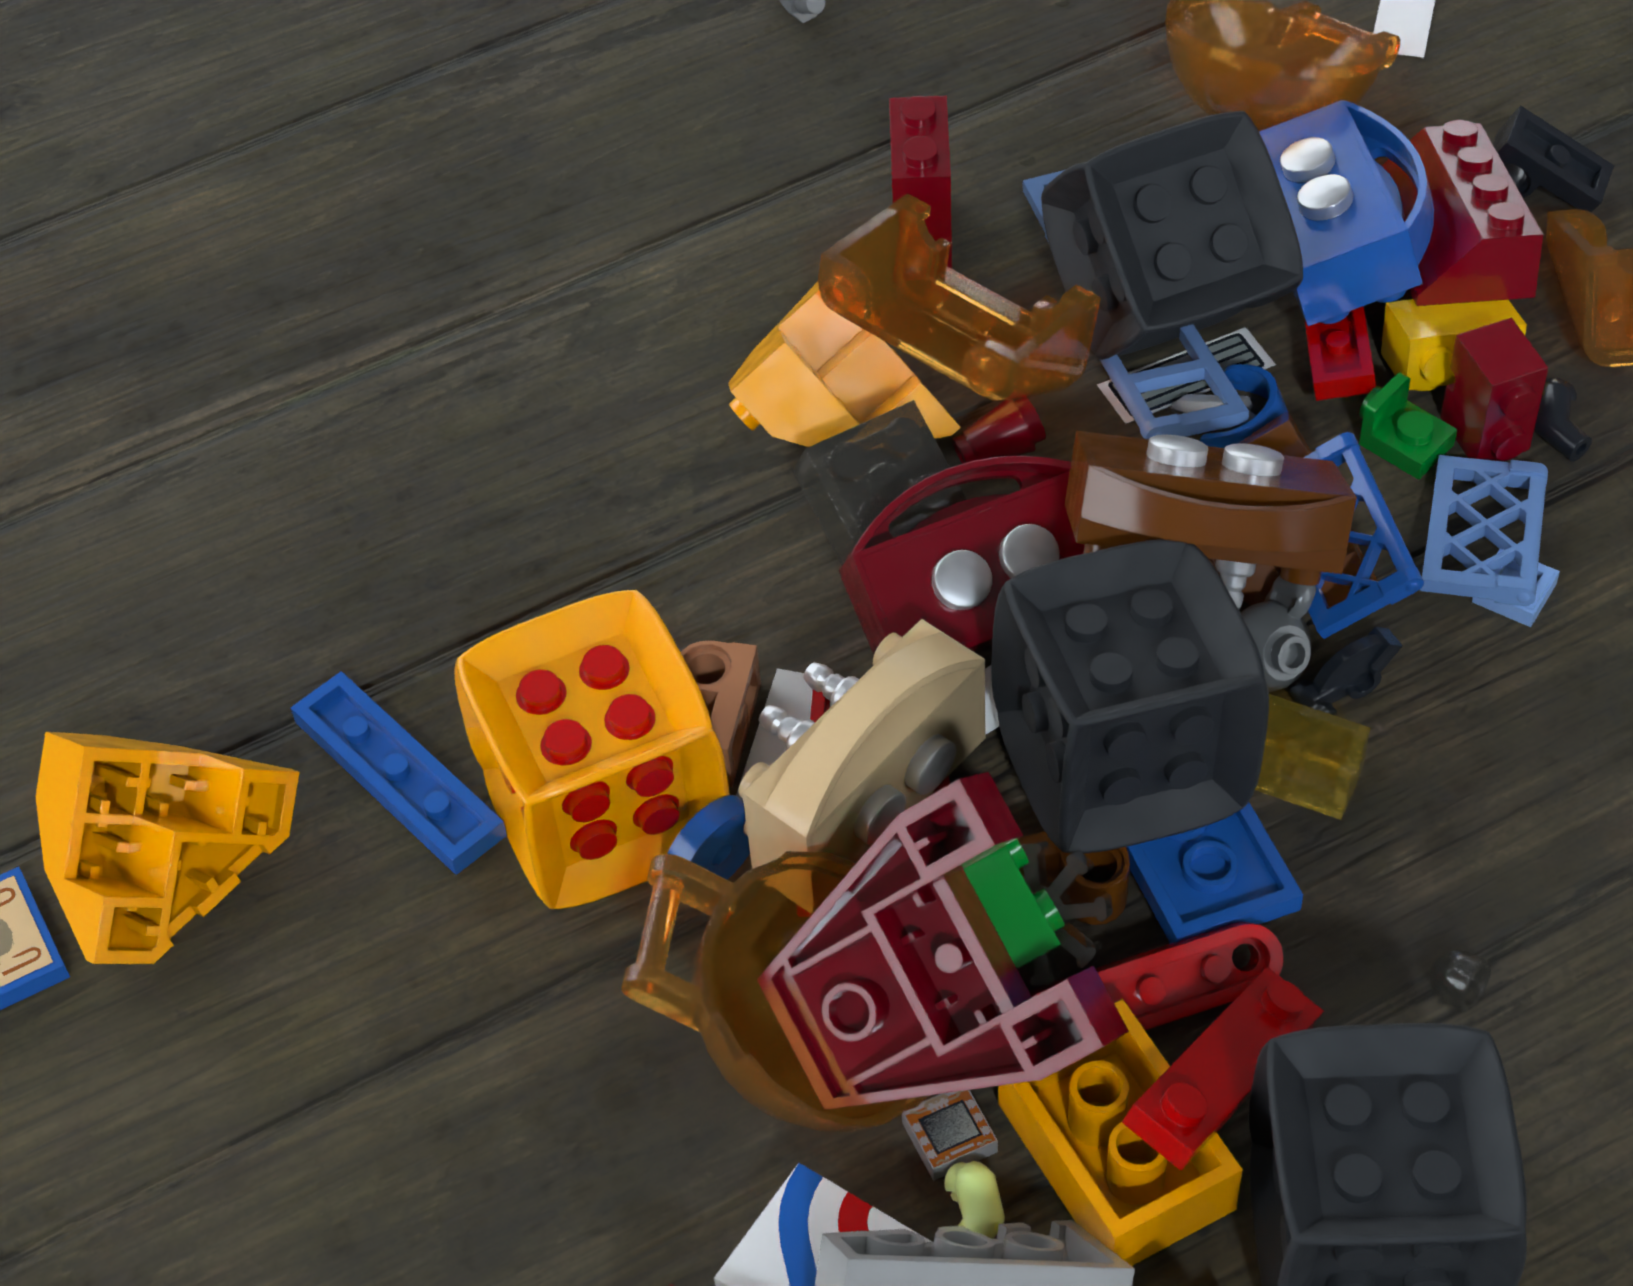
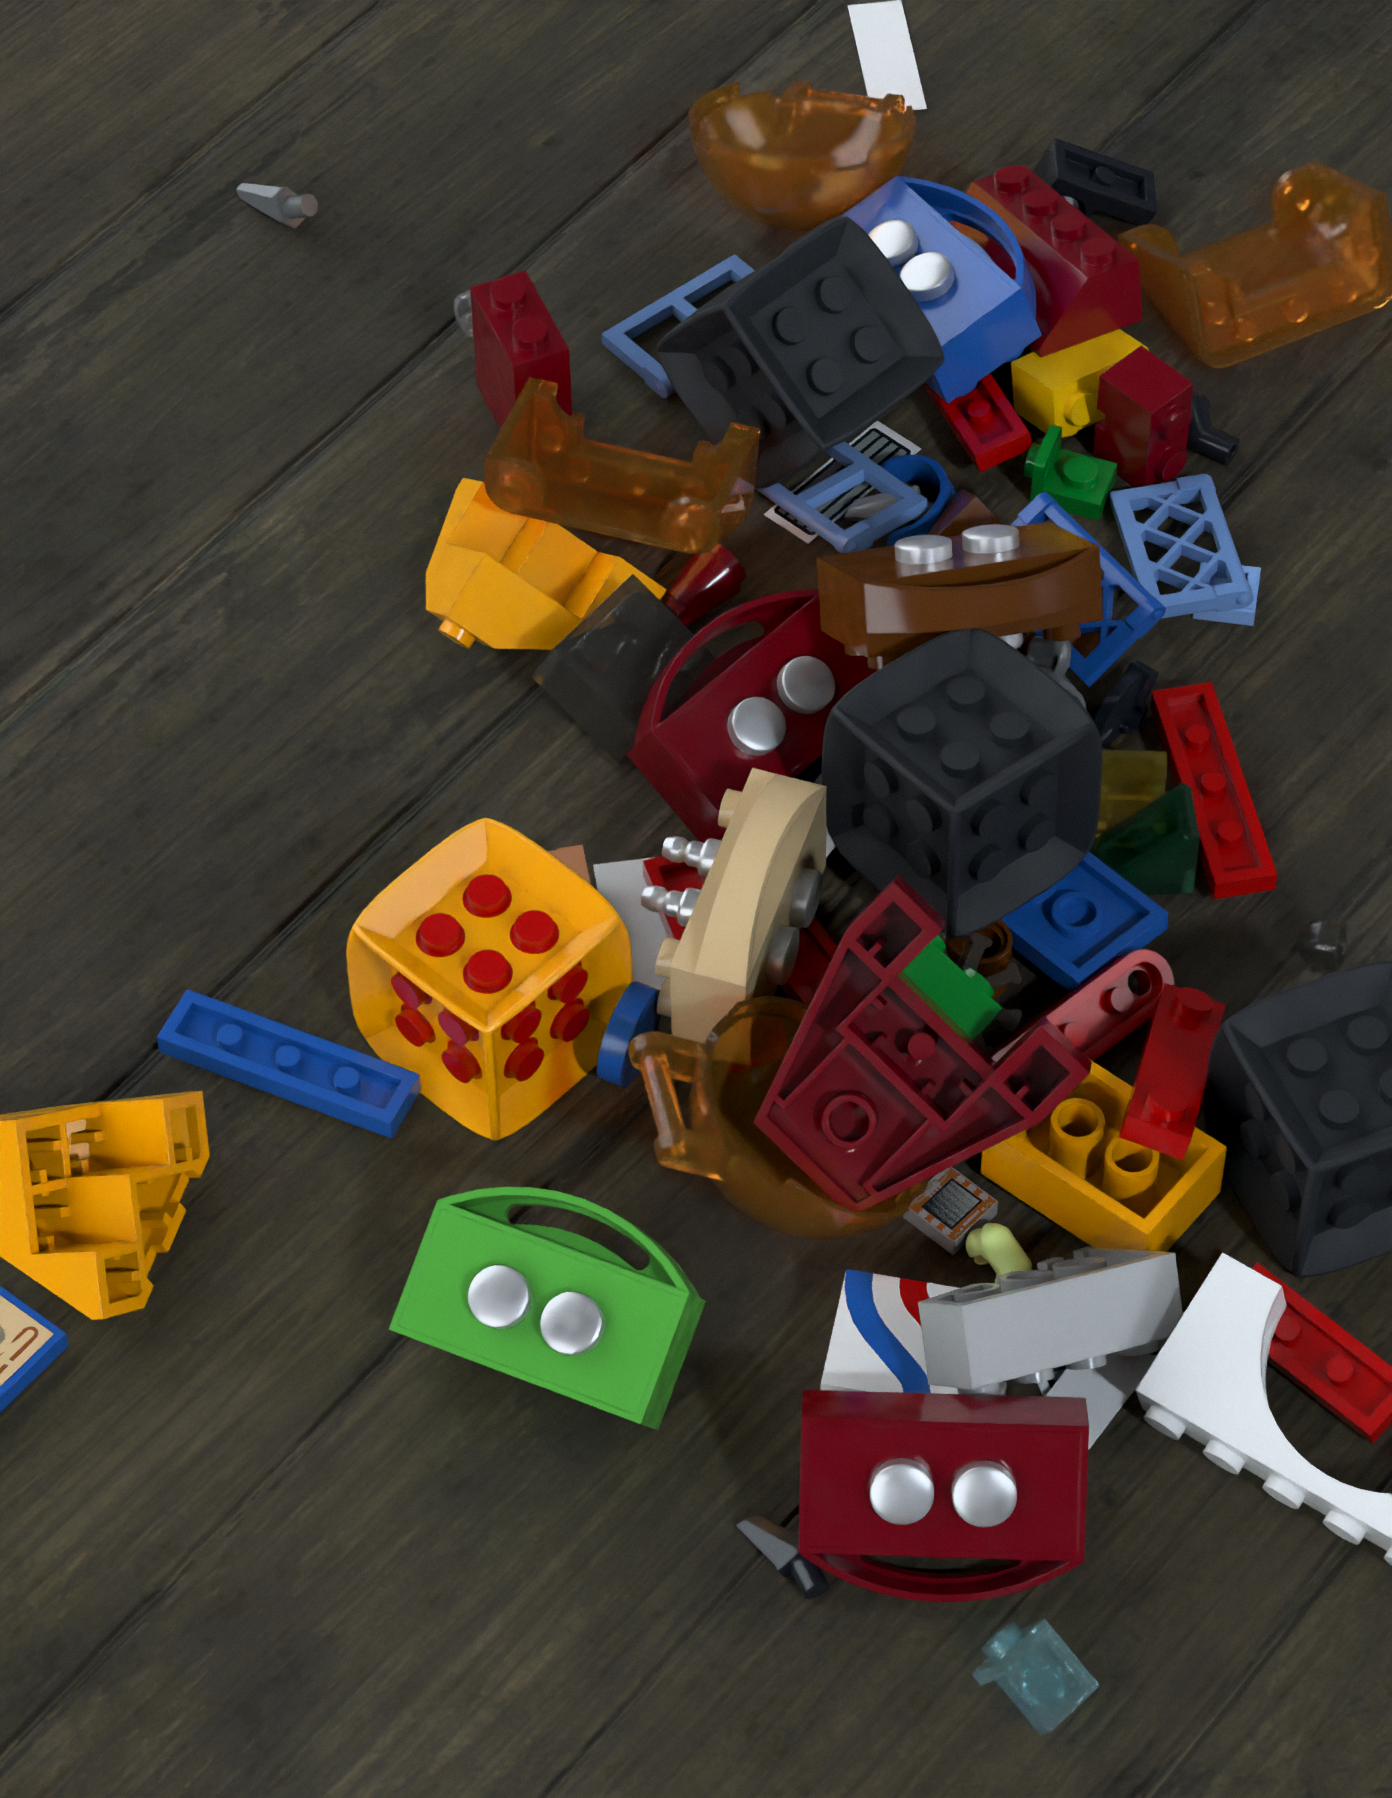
camera: 25 degrees left, 0 degrees up
(491, 1102) = (551, 1302): none -> bright green piece
(1320, 821) = (1155, 845): none -> clear green slope
(1411, 783) = (1206, 760): none -> red plate

